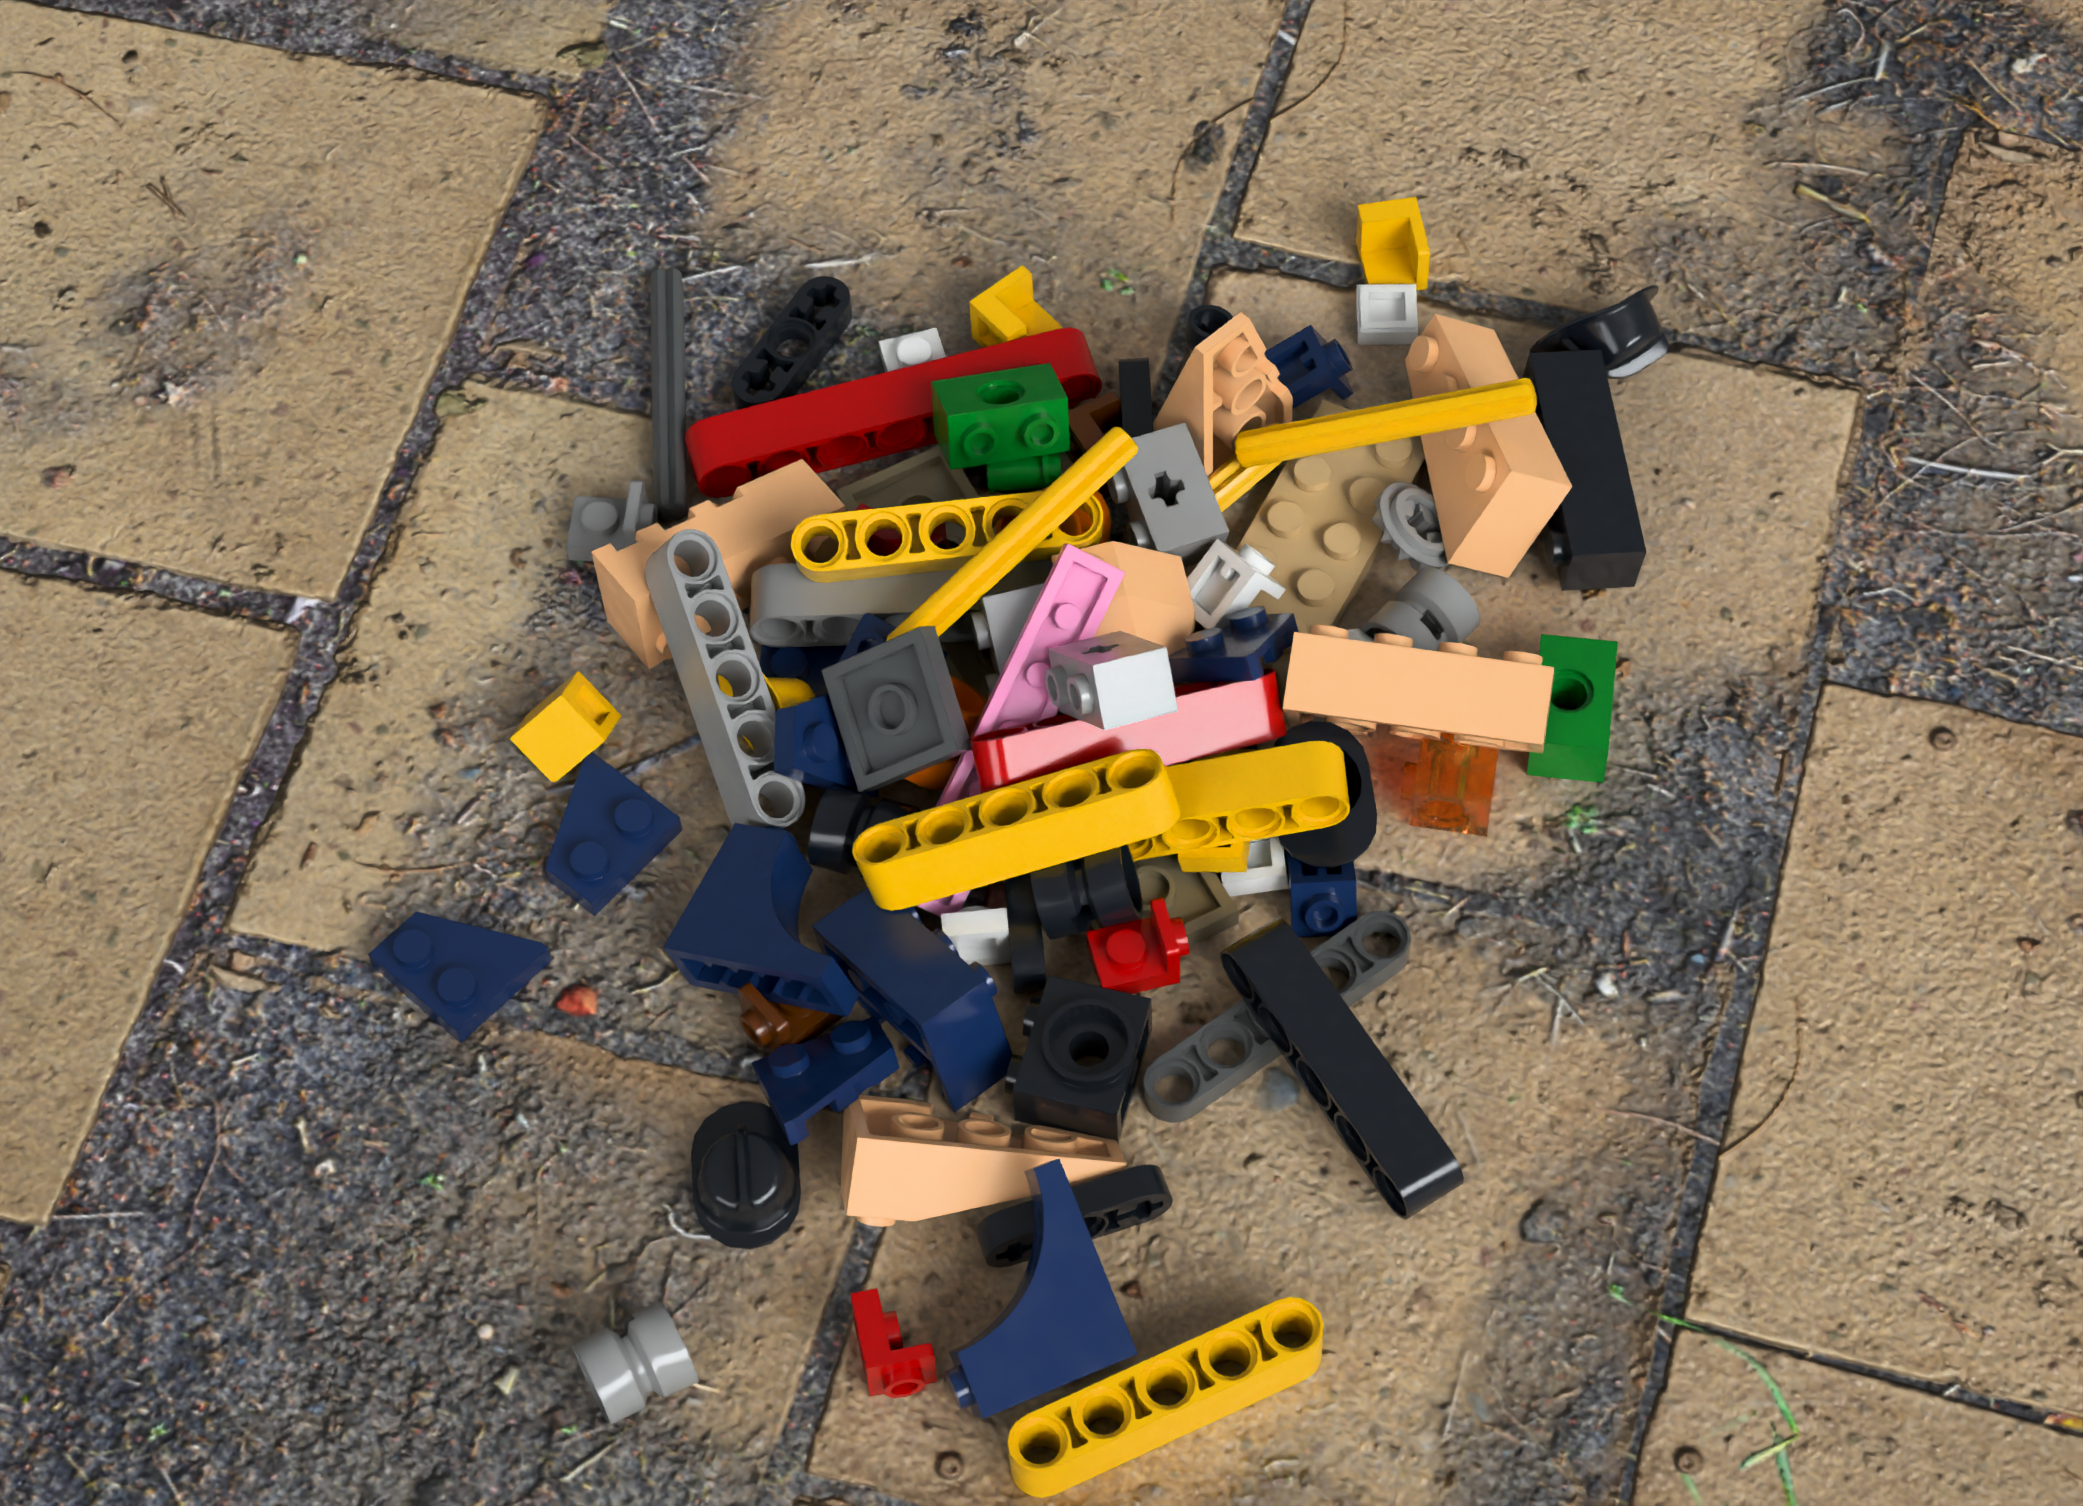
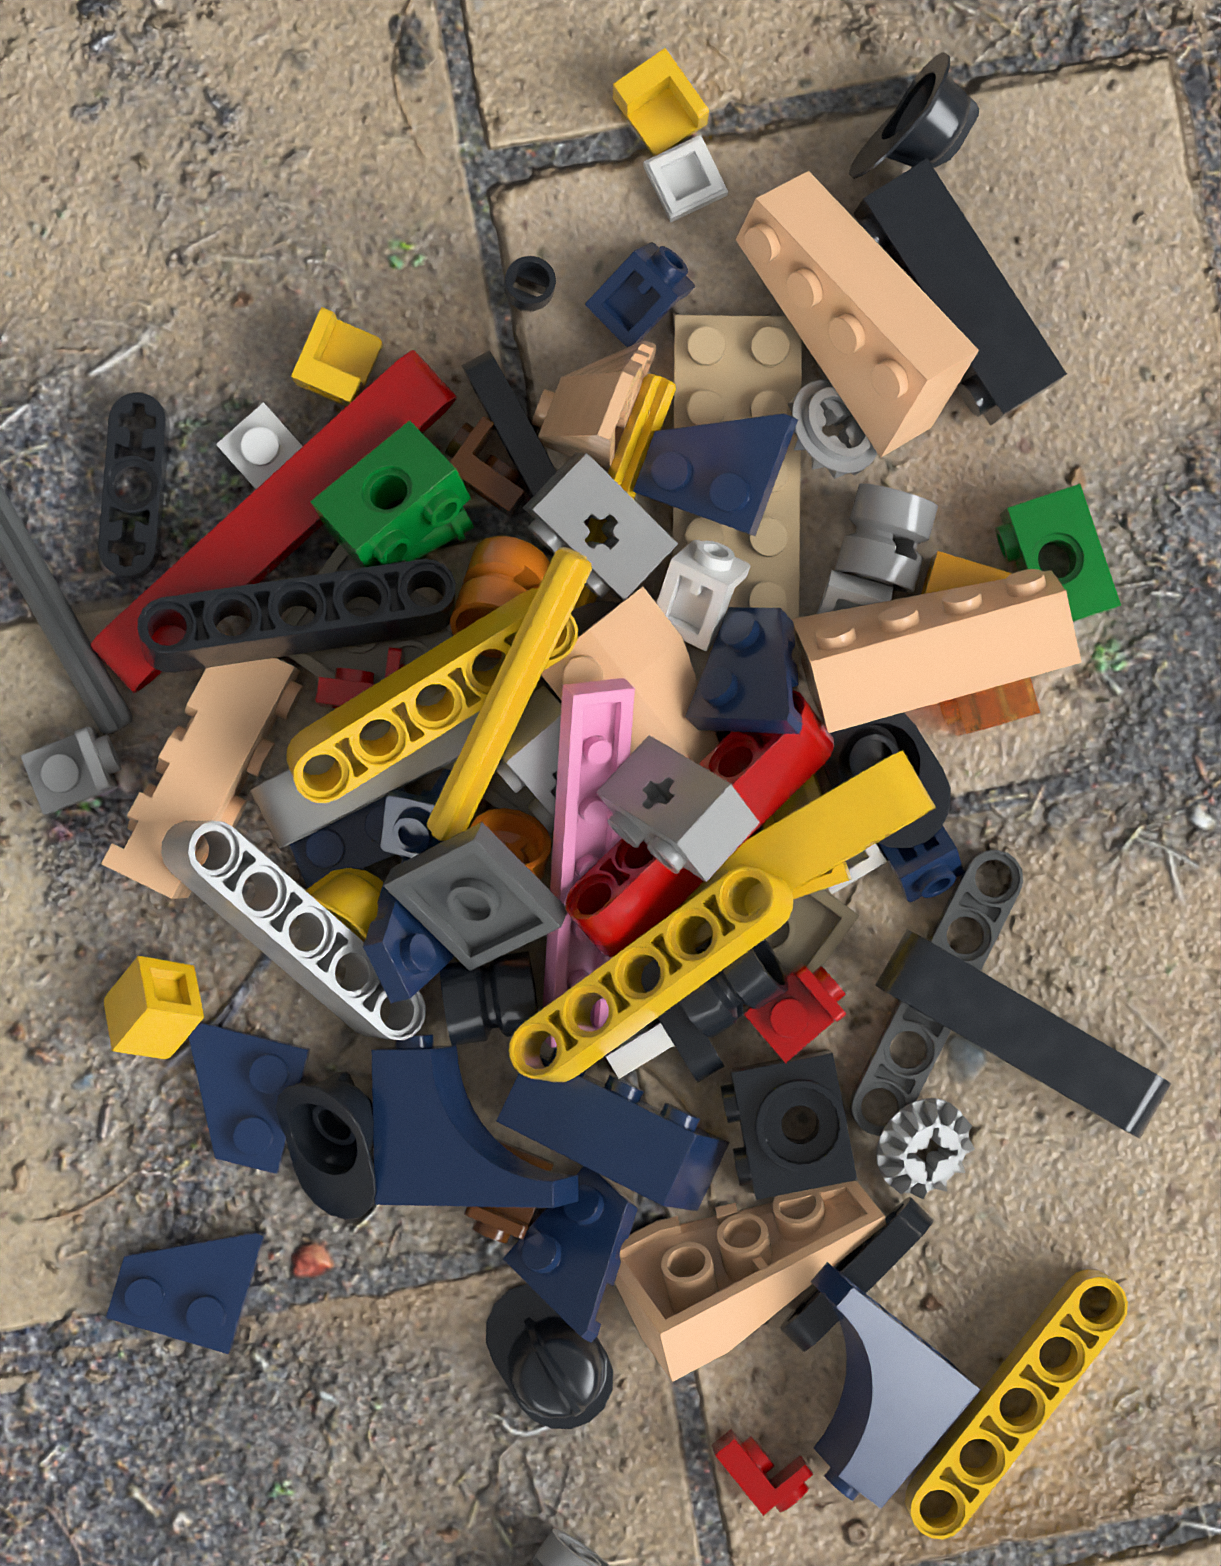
camera: 30 degrees left, 30 degrees up
(653, 886) = (331, 1143): none -> black piece
(857, 451) = (267, 601): none -> black beam
(1167, 1142) = (911, 1131): none -> light grey gear
(1298, 507) = (718, 468): none -> dark blue wing
(1386, 422) = (775, 361): yellow axle -> none

